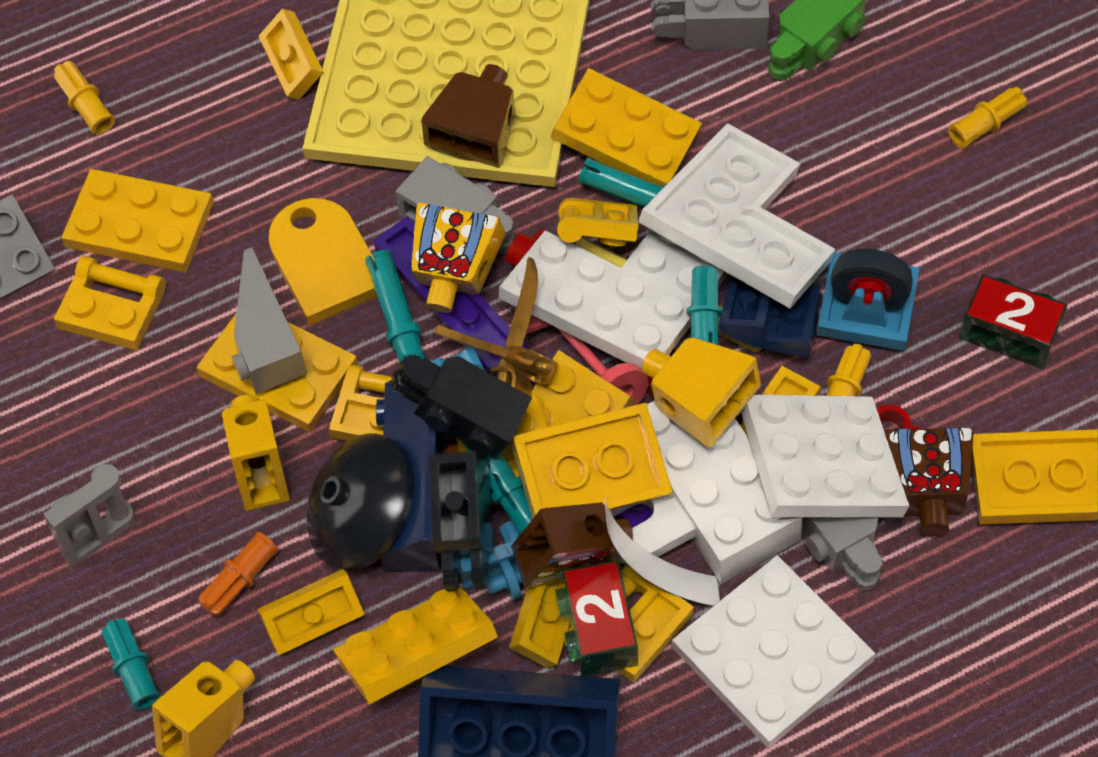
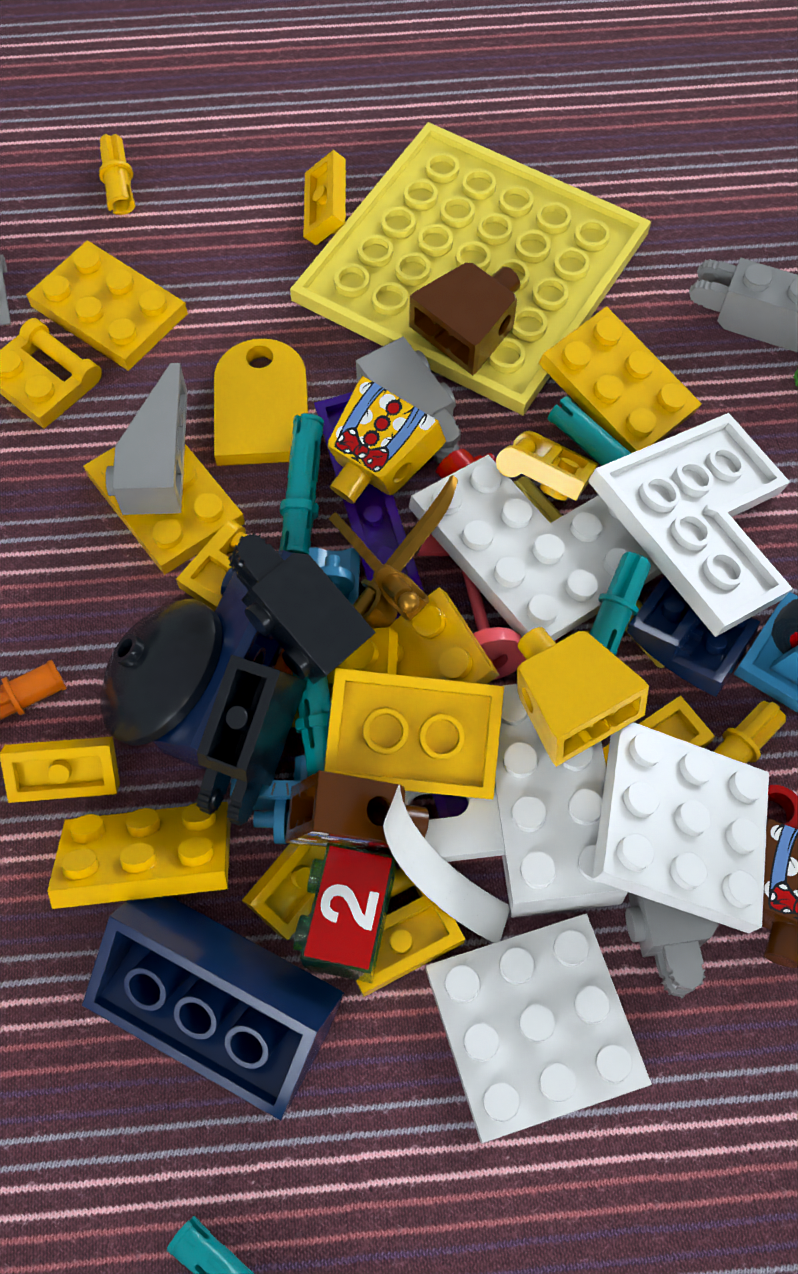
camera: 20 degrees right, 5 degrees up
(250, 436) = (86, 574): yellow torso -> none

